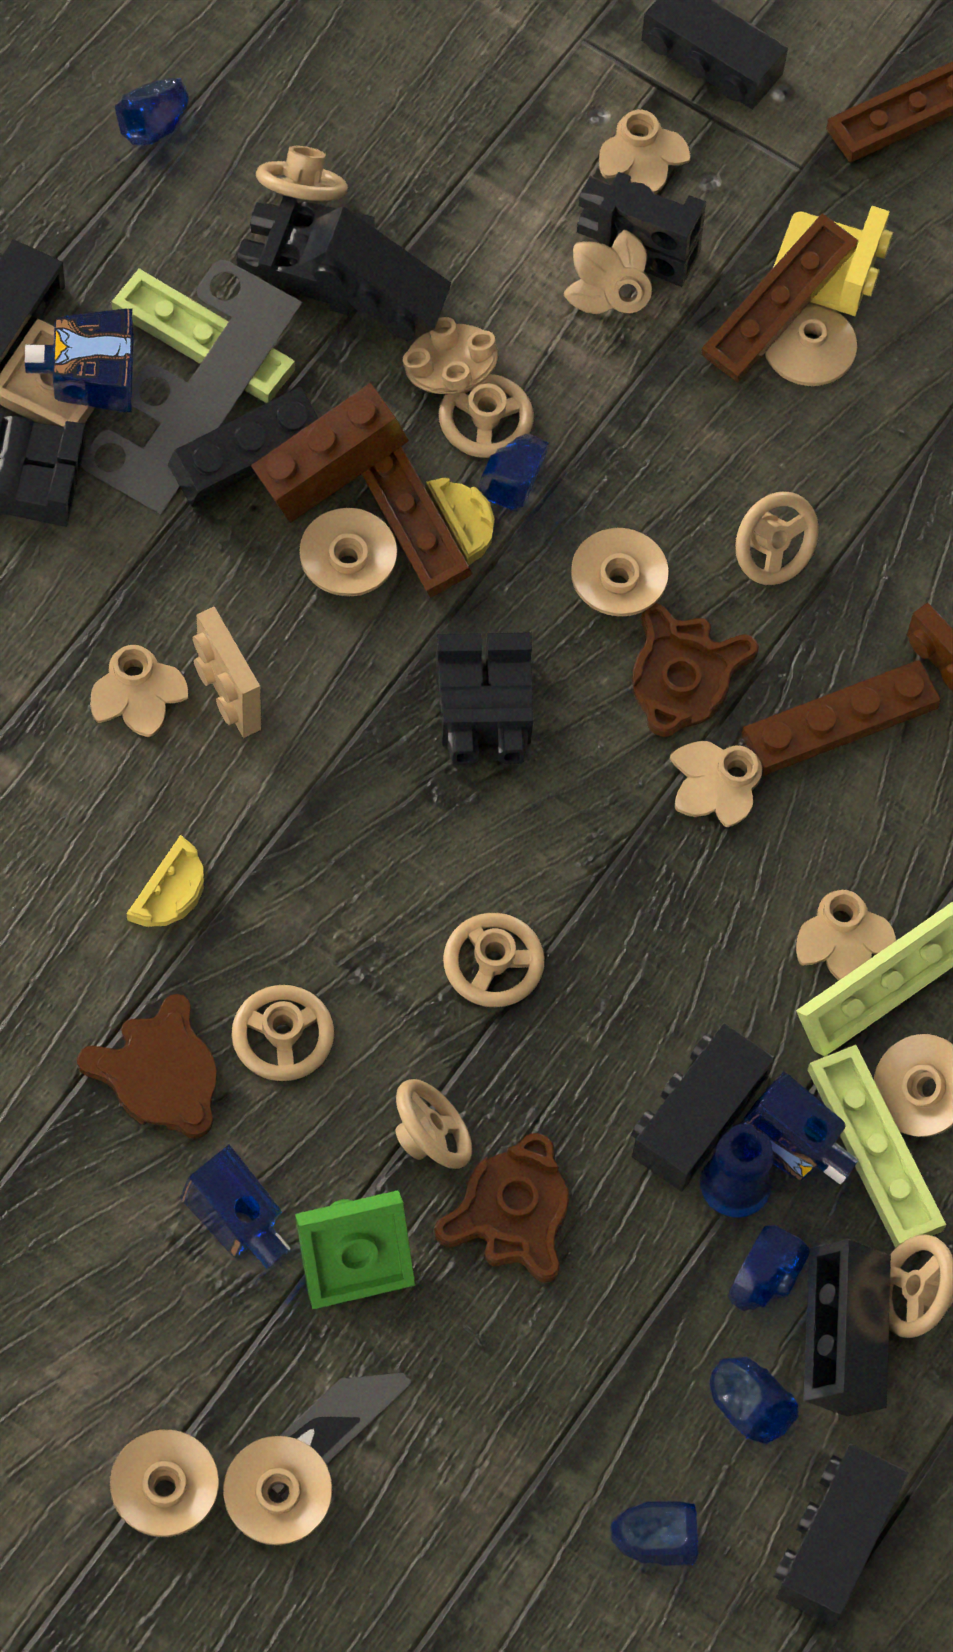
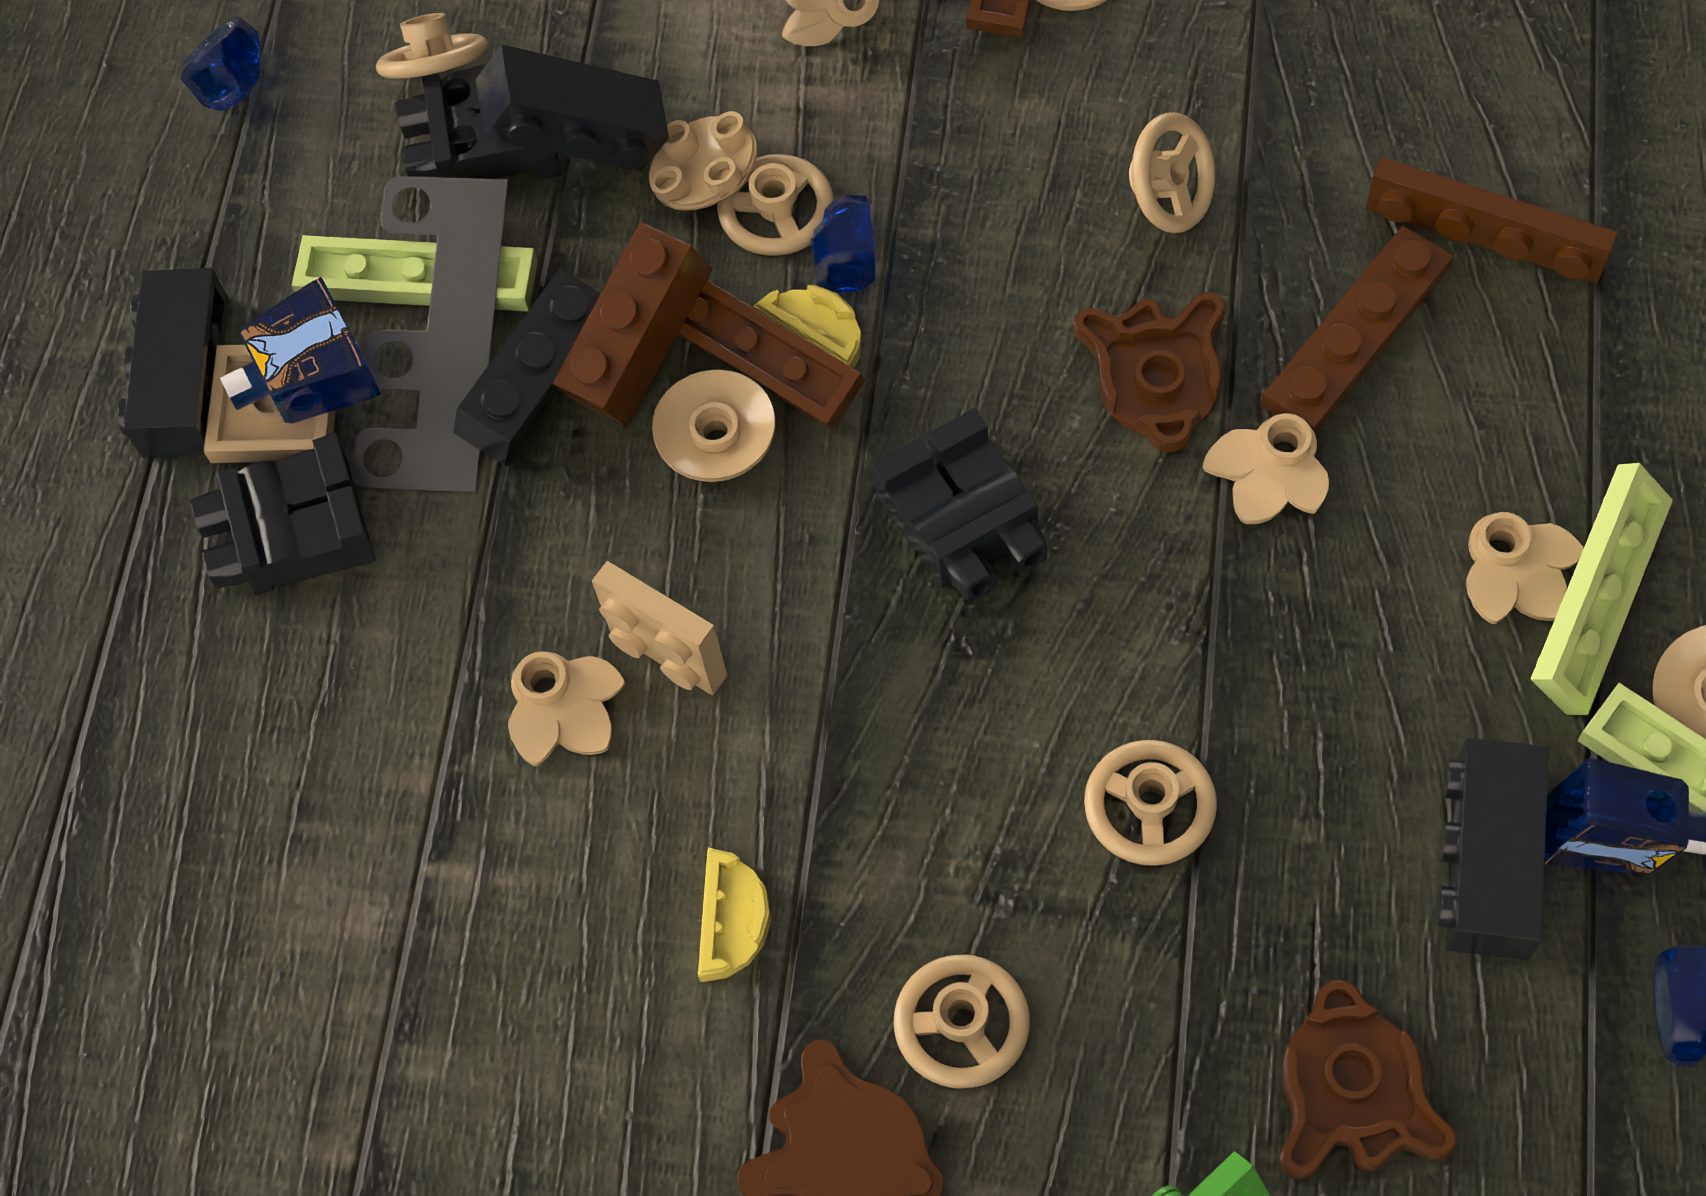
camera: 15 degrees left, 0 degrees up
(425, 1129) = (1202, 1050): tan piece -> none
(619, 554) = (1022, 274): tan dish -> none
(738, 1174) = (1591, 902): clear blue plant -> none

